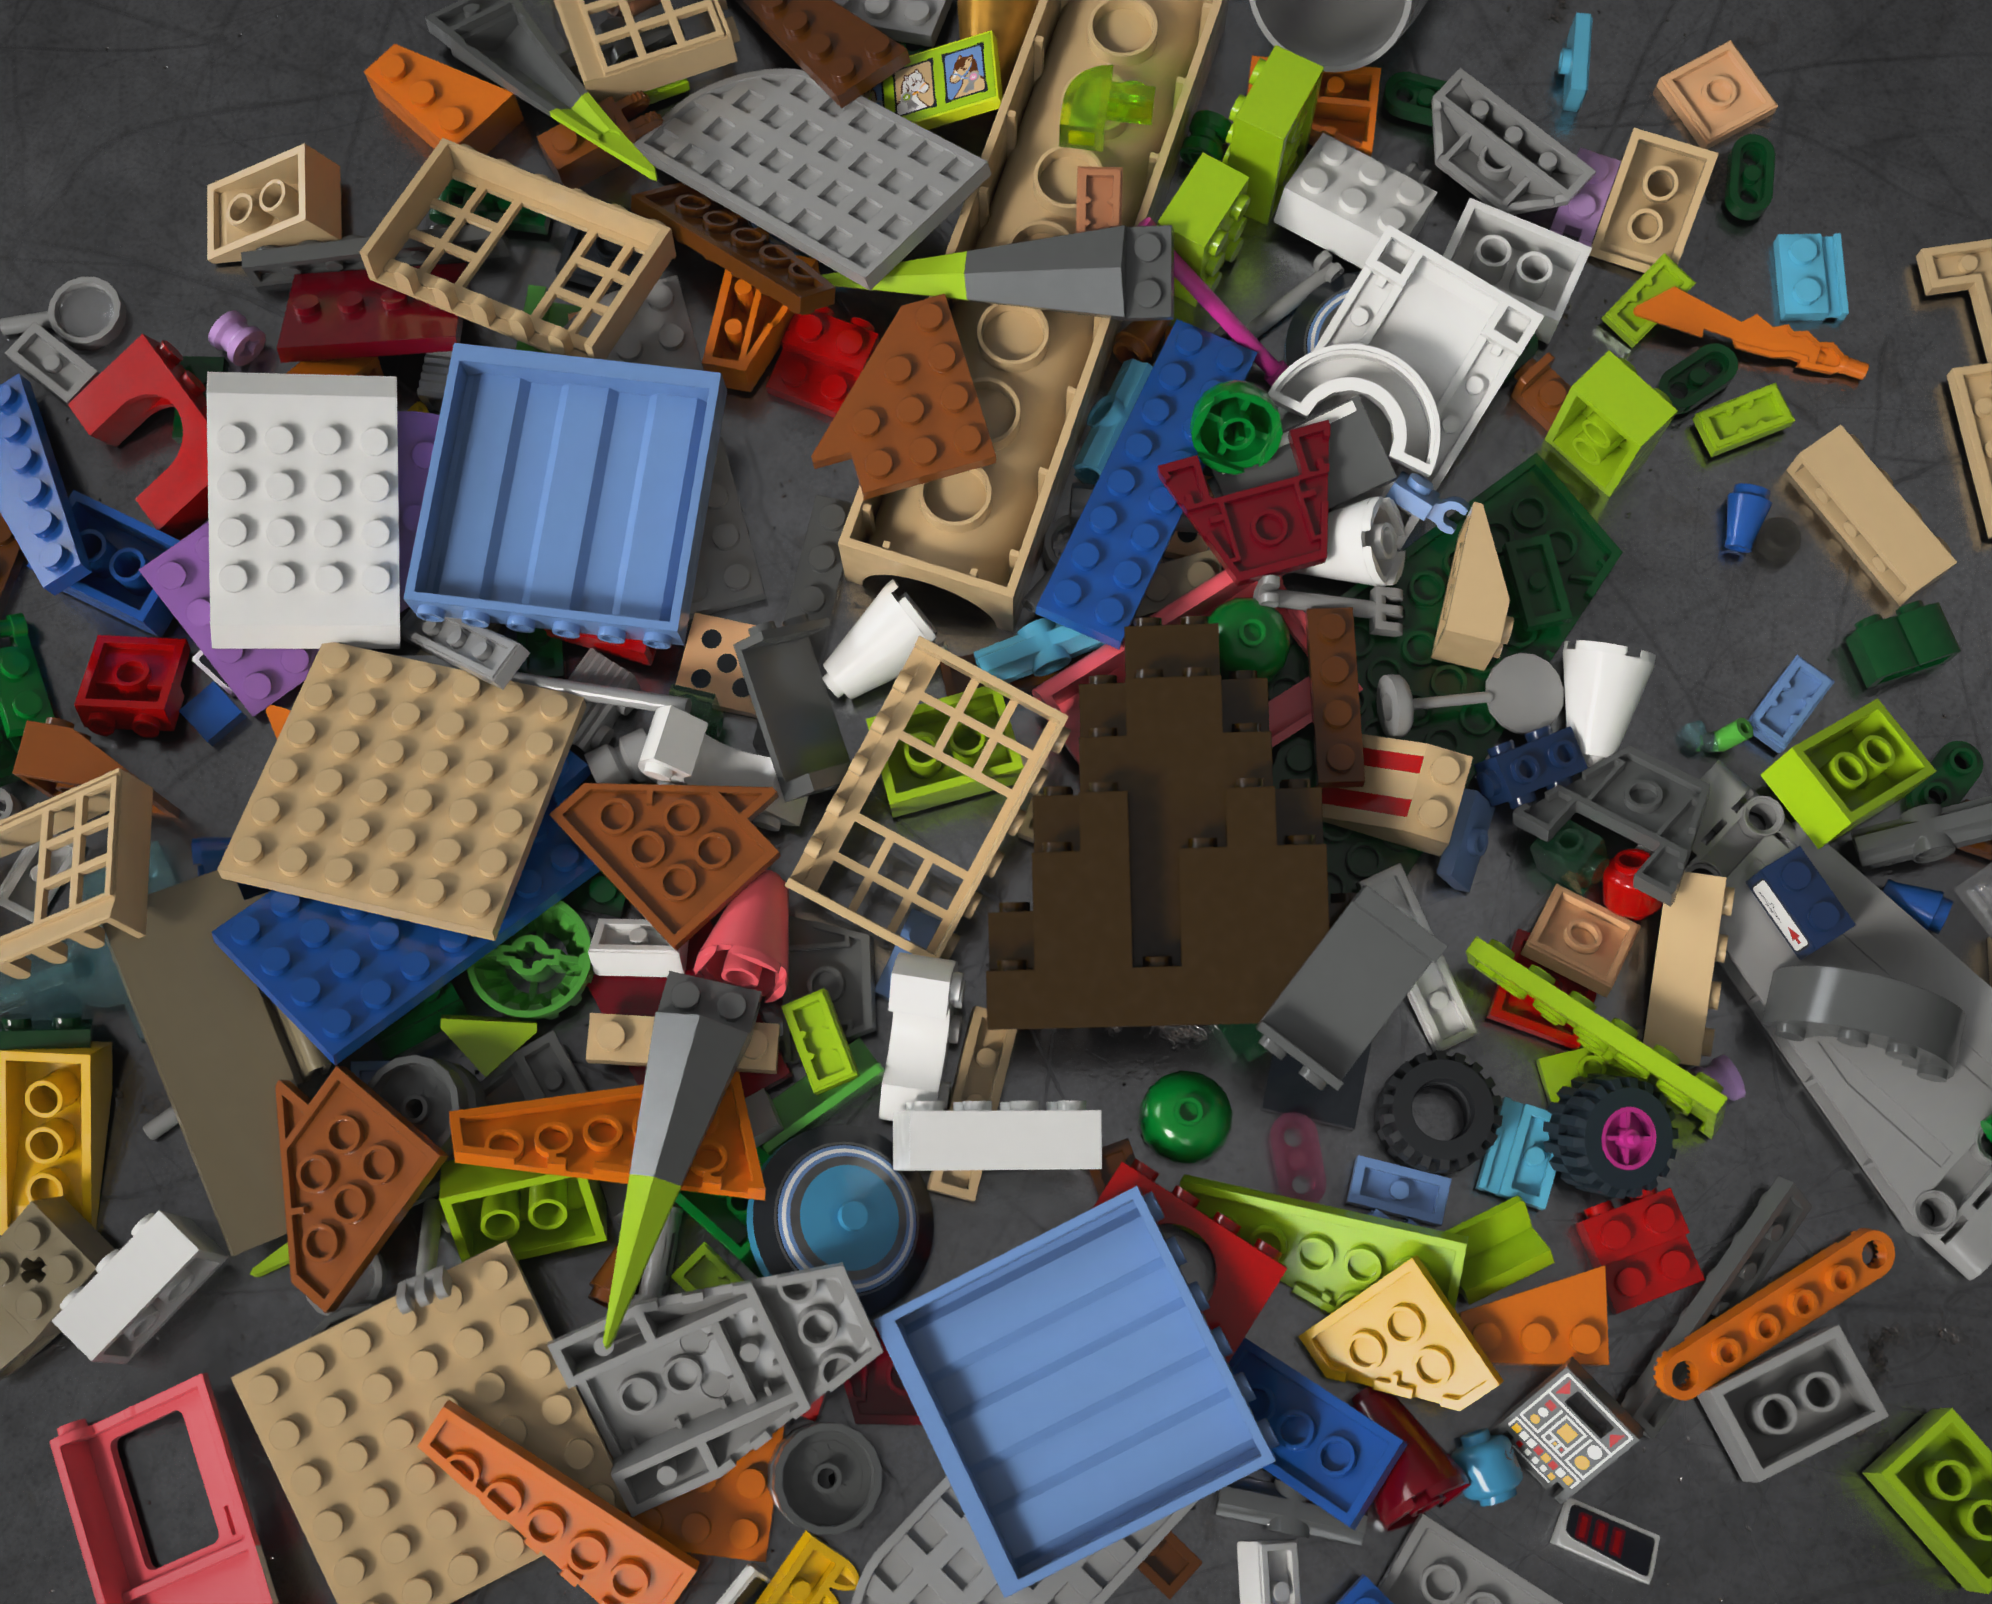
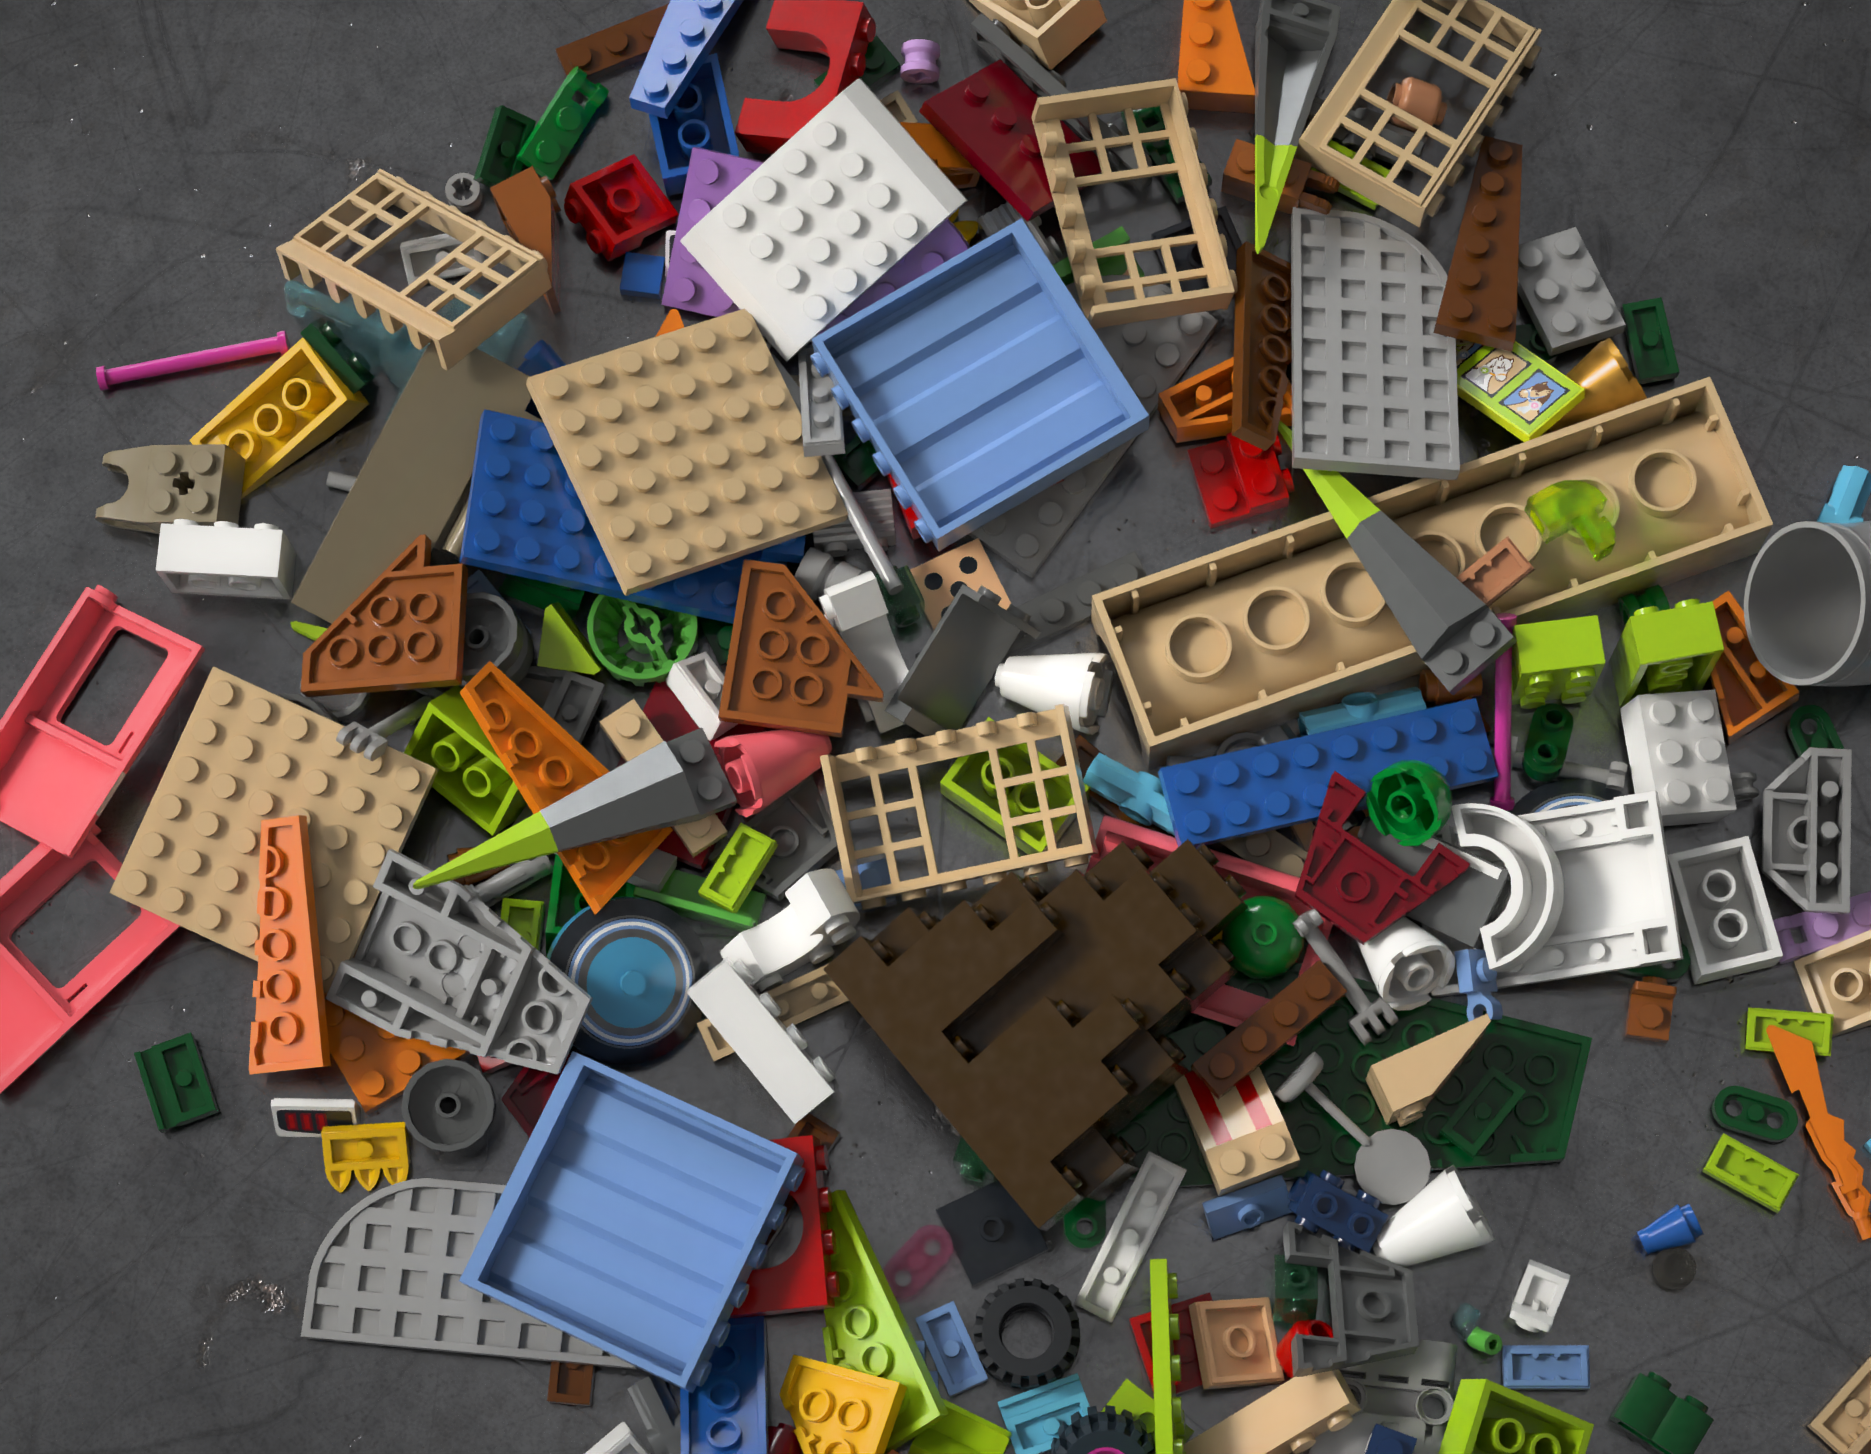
camera: 55 degrees right, 0 degrees up
(910, 408) = (1232, 565): dark orange wing -> none
(1185, 1118) = (887, 1162): green cylinder -> none
(1251, 295) = (1547, 739): none -> dark green plate
(1348, 988) = (1037, 1187): dark grey panel -> none
(1610, 423) = (1647, 1071): lime brick -> none
(1725, 663) = (1538, 1297): none -> white bracket
(1871, 515) = (1749, 1322): tan brick -> none

